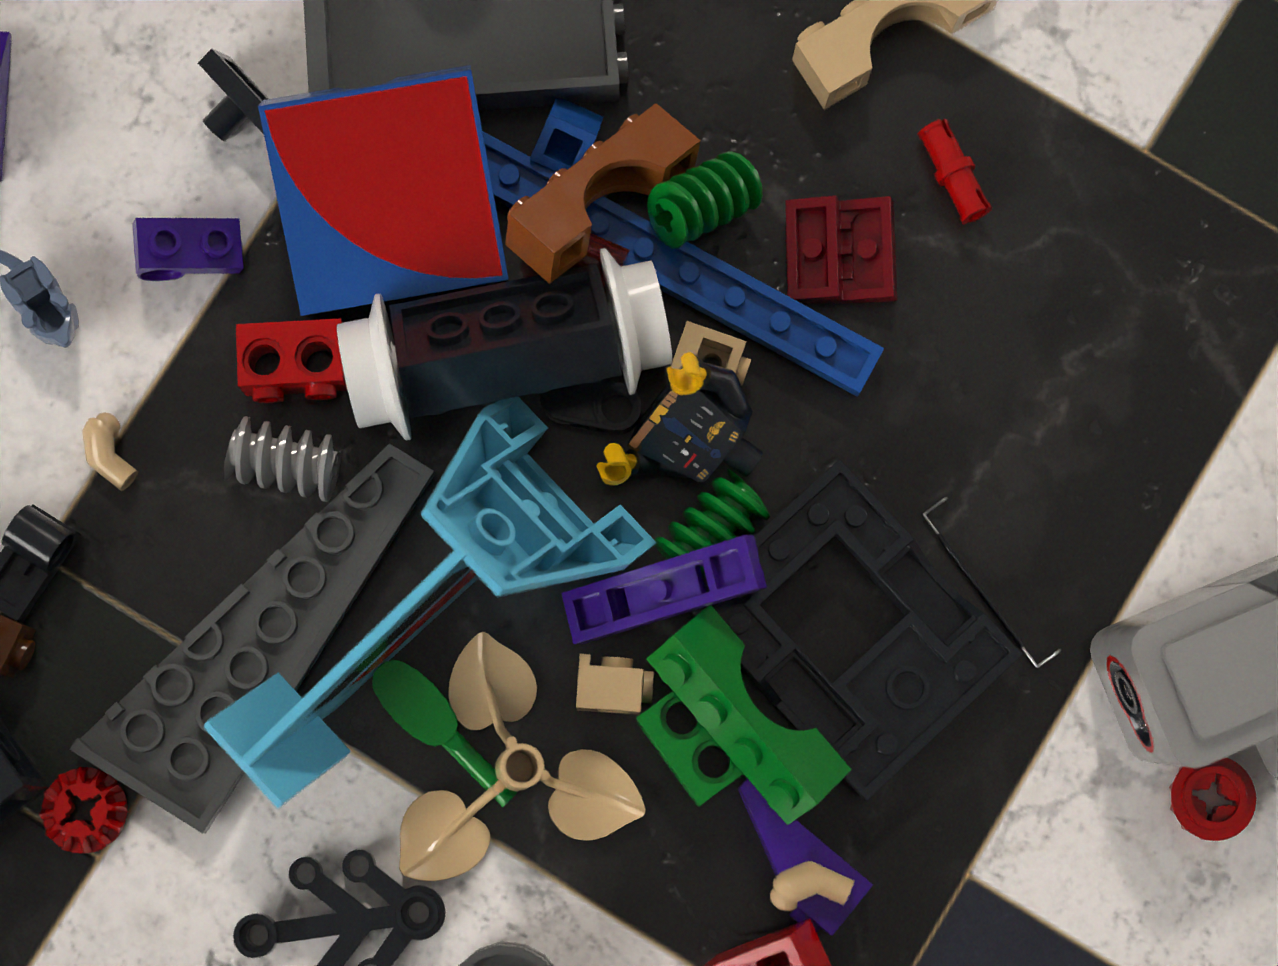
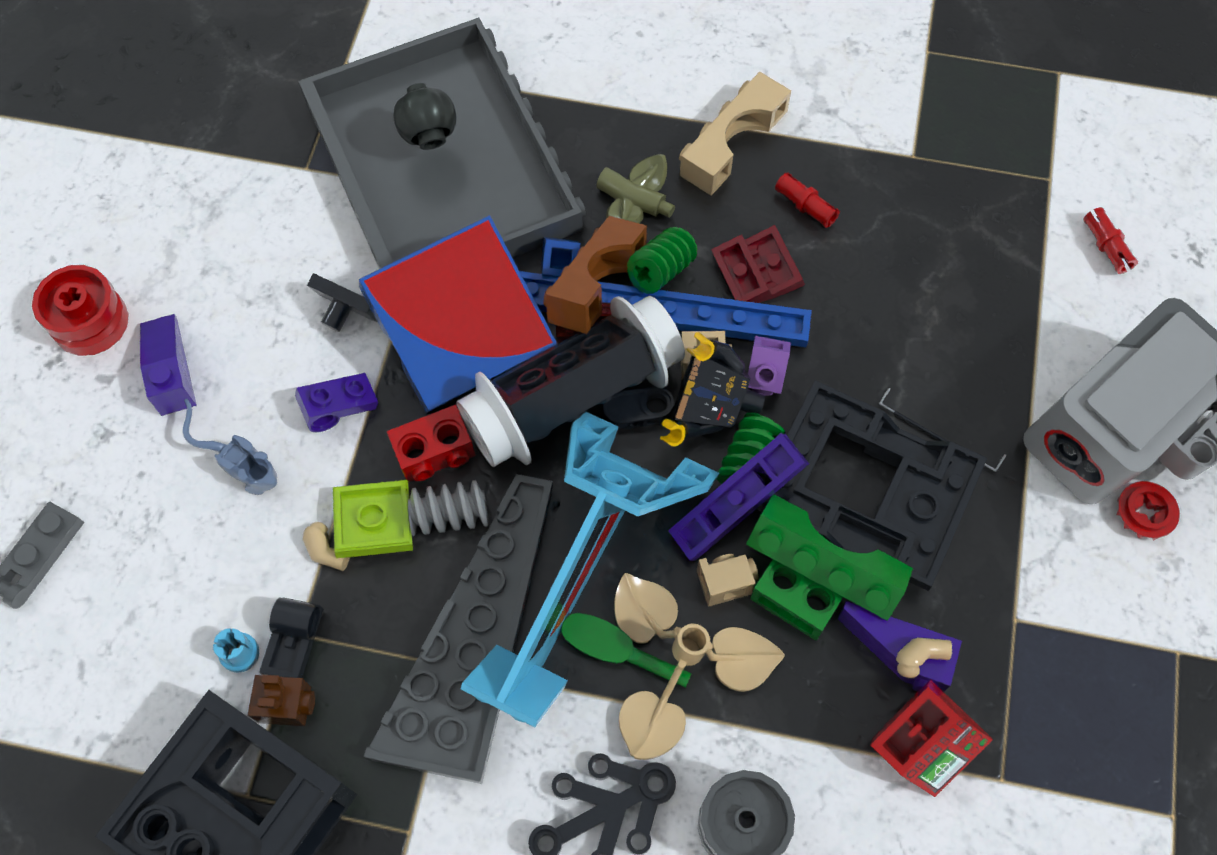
camera: 15 degrees left, 15 degrees down
(107, 815) = (406, 795): red gear -> none
(180, 435) = (371, 519): none -> lime tile
(714, 73) = (639, 191): none -> olive plant
(787, 410) = (768, 365): none -> medium lavender brick

